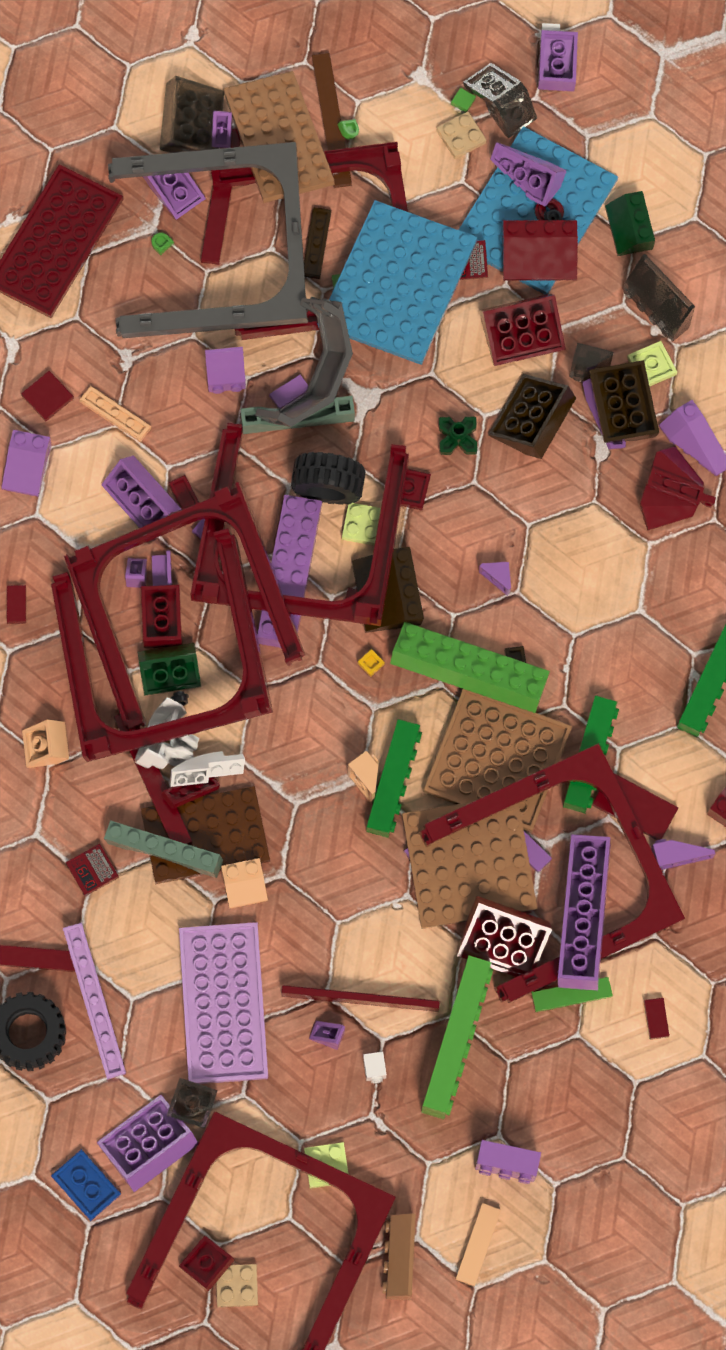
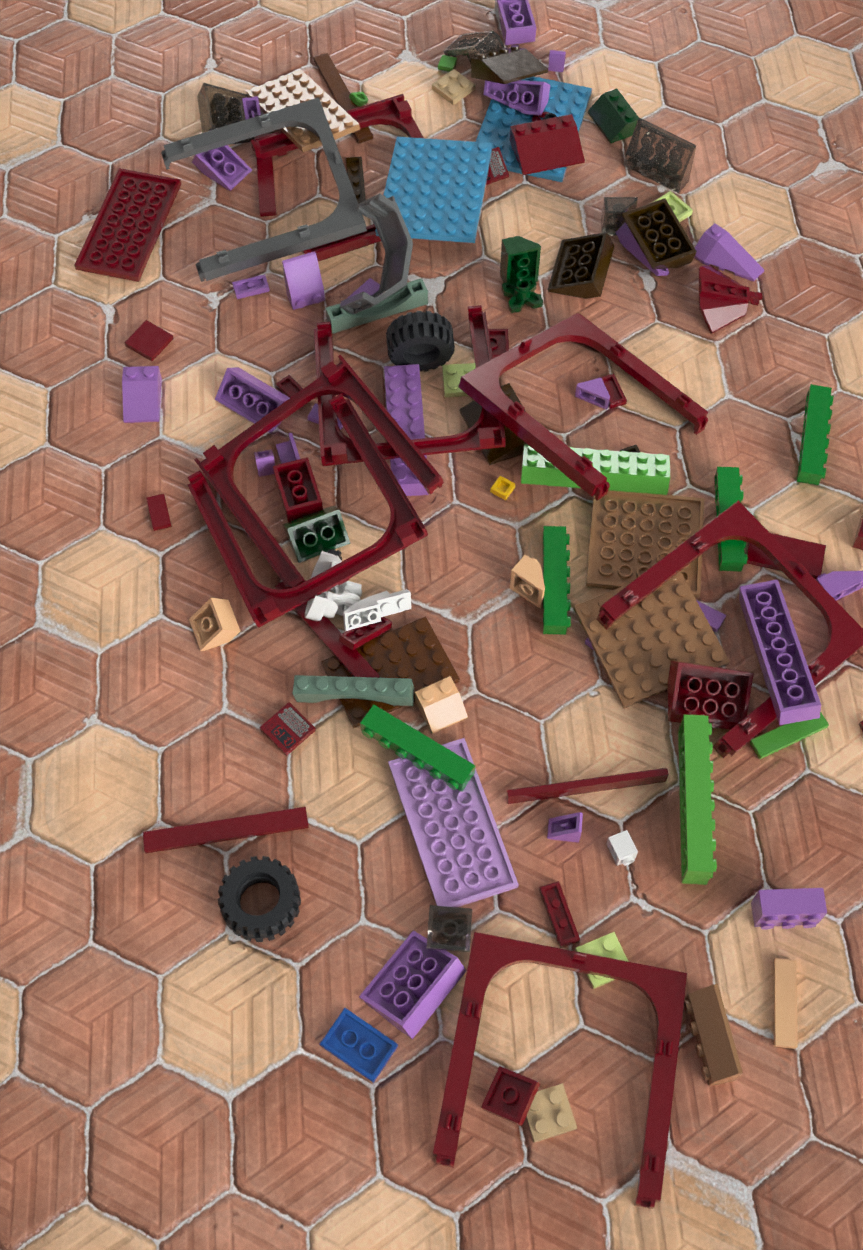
camera: 10 degrees left, 10 degrees down
(94, 1001) = (321, 853): lavender tile -> none
(115, 414) = (214, 342): light nougat tile -> none
(161, 242) = (222, 208): bright green tile -> none
(169, 355) = (250, 286): none -> medium lavender plate
(208, 923) = (418, 748): none -> green brick
(298, 1113) = (559, 914): none -> dark red tile
(462, 400) = (519, 259): none -> dark green slope
(504, 496) = (484, 388): none -> dark red piece
(519, 575) = (616, 394): none -> dark red tile
(523, 329) = (551, 205): dark red slope -> none
(525, 134) = (506, 65): none -> dark brown slope
(590, 126) = (556, 61): none -> medium lavender slope

